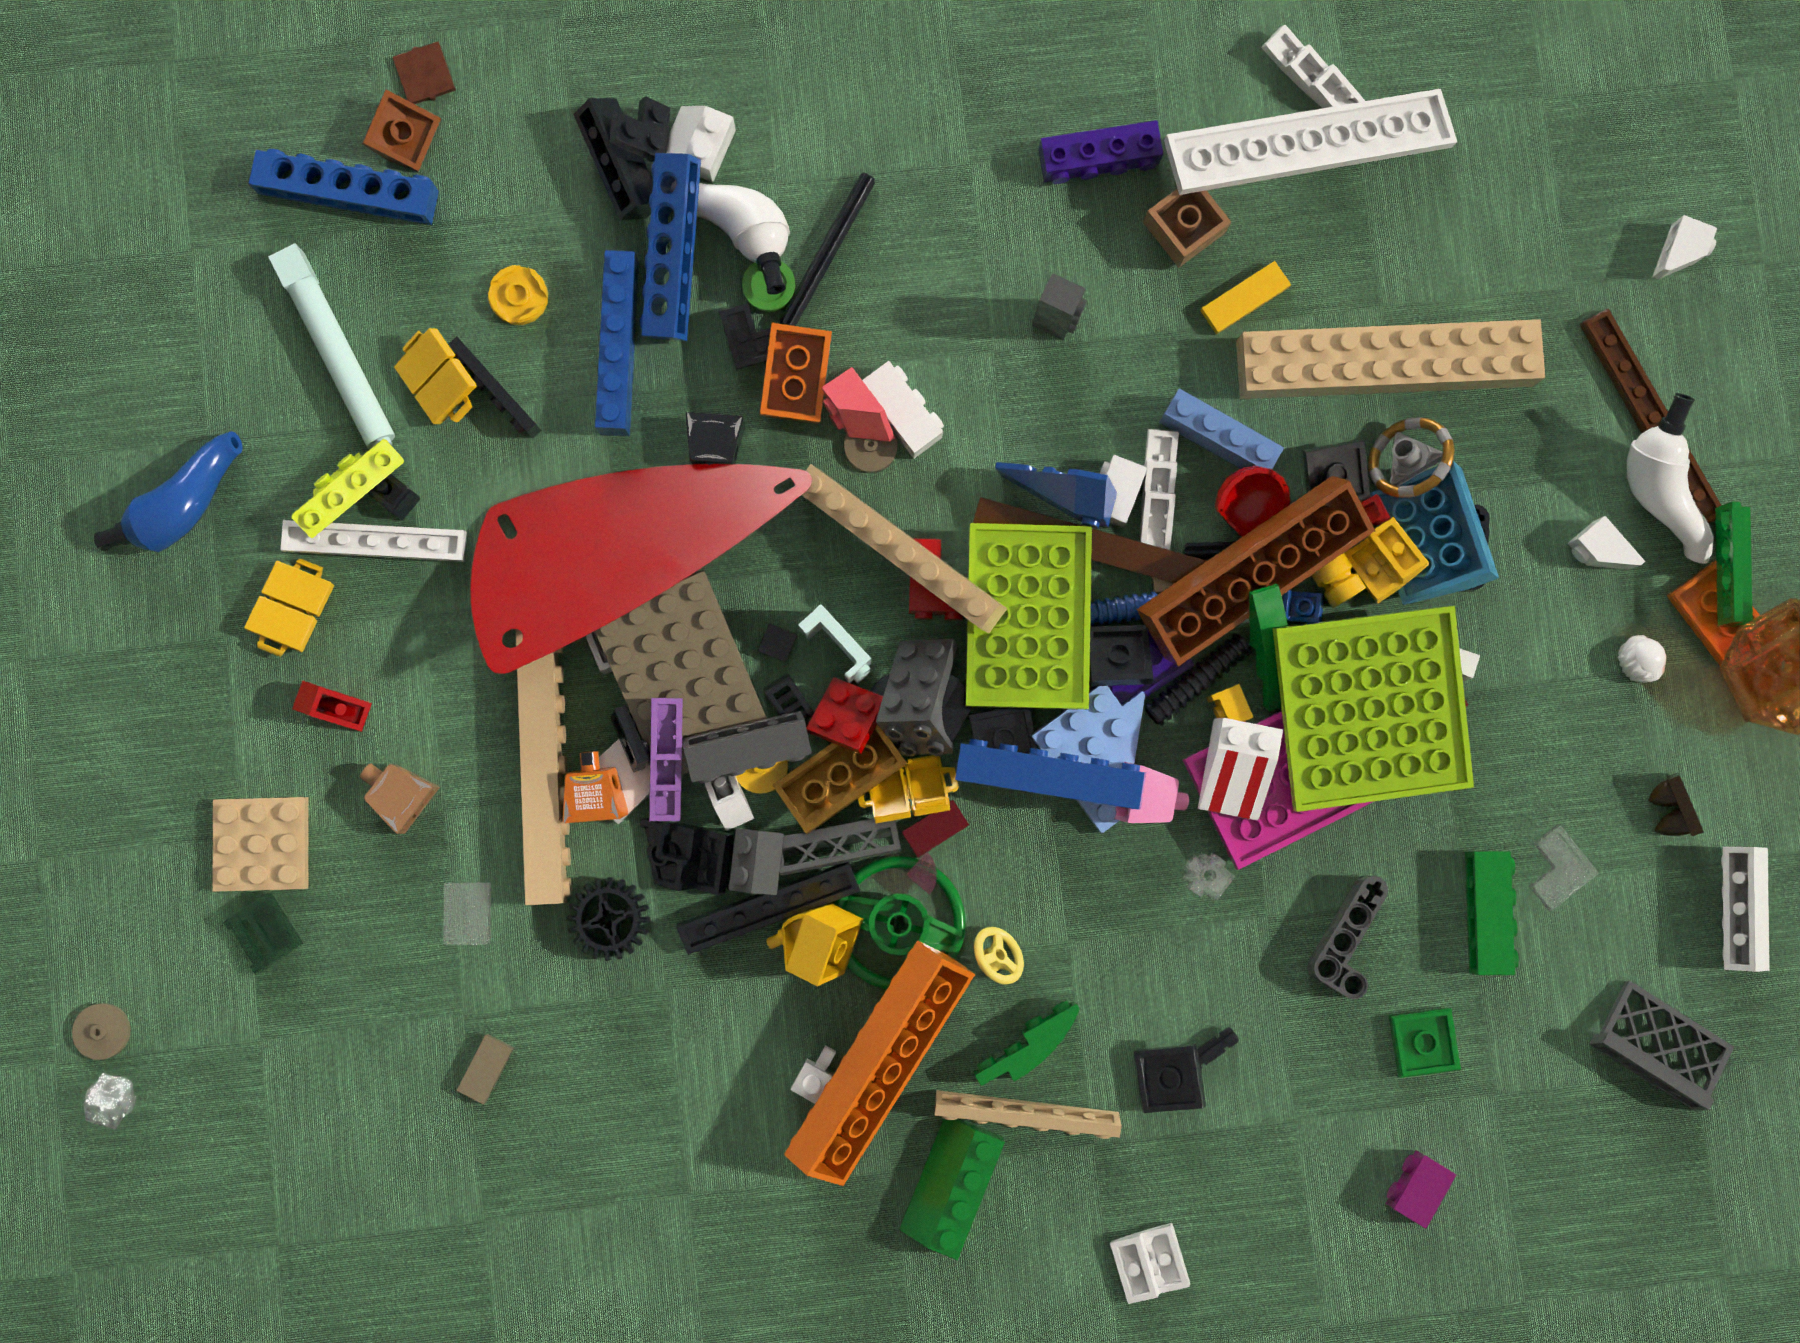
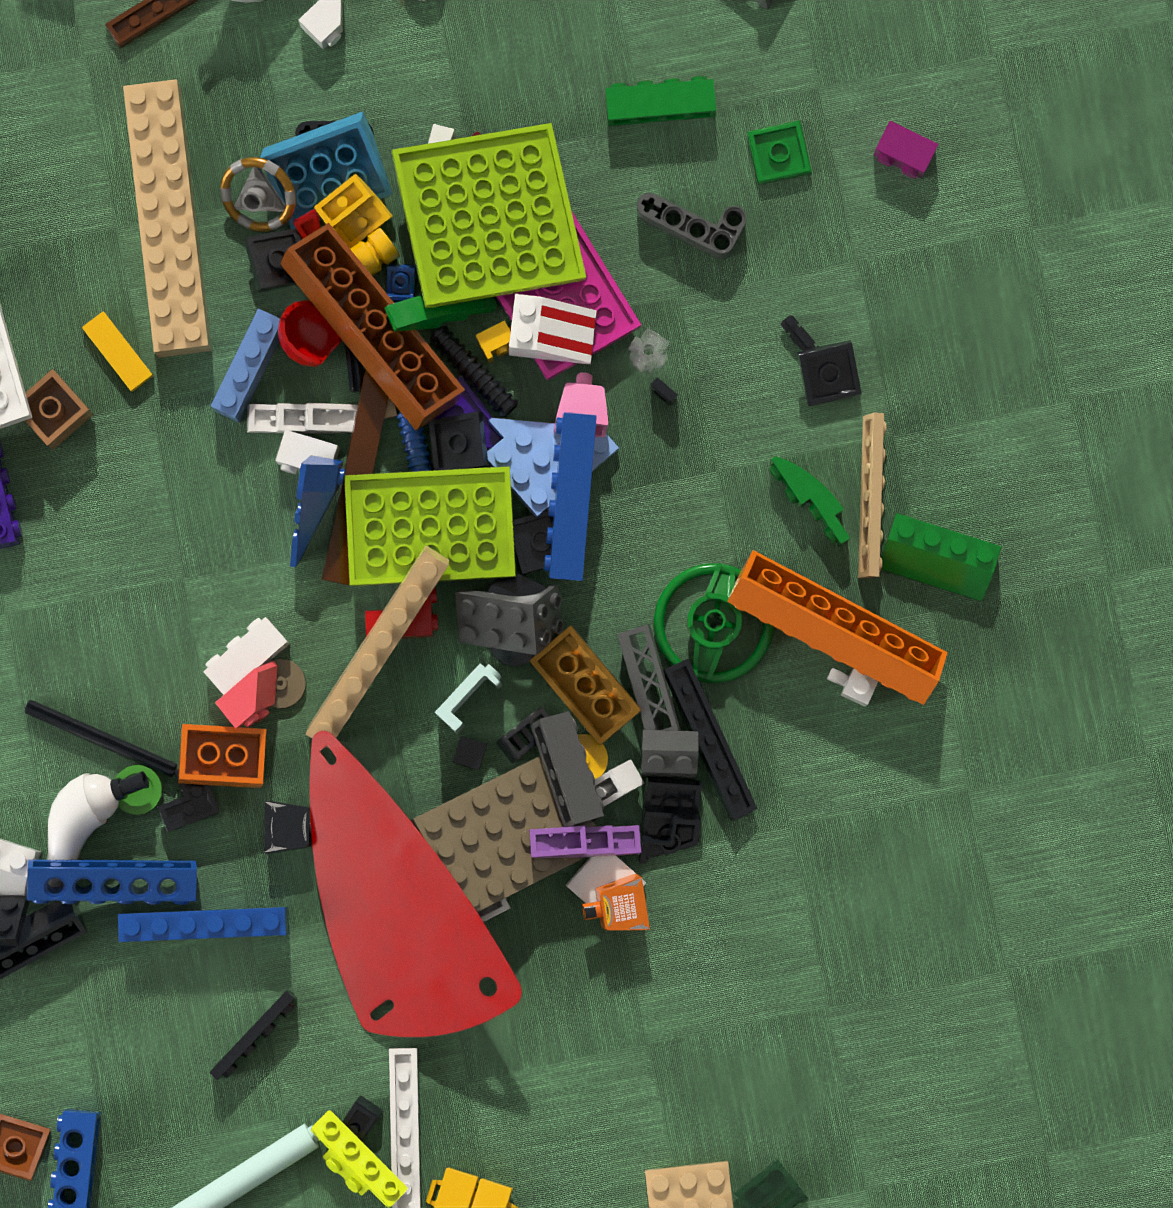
camera: 85 degrees left, 0 degrees up
(331, 706) = (560, 1154): red slope -> none
(397, 795) = (635, 1085): medium nougat torso -> none
(435, 376) = (256, 1086): yellow piece -> none
(467, 913) = (737, 1011): clear plate -> none
(485, 1069) = (874, 981): dark tan tile -> none
(518, 295) = (163, 1023): yellow tile -> none
(542, 780) = (613, 954): tan brick -> none
(614, 931) = (753, 873): black gear -> none
(626, 729) = (576, 872): black plate -> none
(818, 943) = (736, 691): yellow piece -> none
(846, 715) = (531, 683): red plate -> none
(922, 784) = (588, 610): yellow piece -> none
(924, 873) = (667, 602): clear pink tile -> none
(935, 829) = (626, 596): dark red tile -> none
(996, 958) = (736, 533): light yellow piece -> none
(1059, 307) = (144, 518): dark grey brick -> none
(1150, 1263) = (990, 379): white slope -> none
(1161, 888) = (663, 391): none -> black tile
(1568, 871) = (617, 35): clear plate -> none

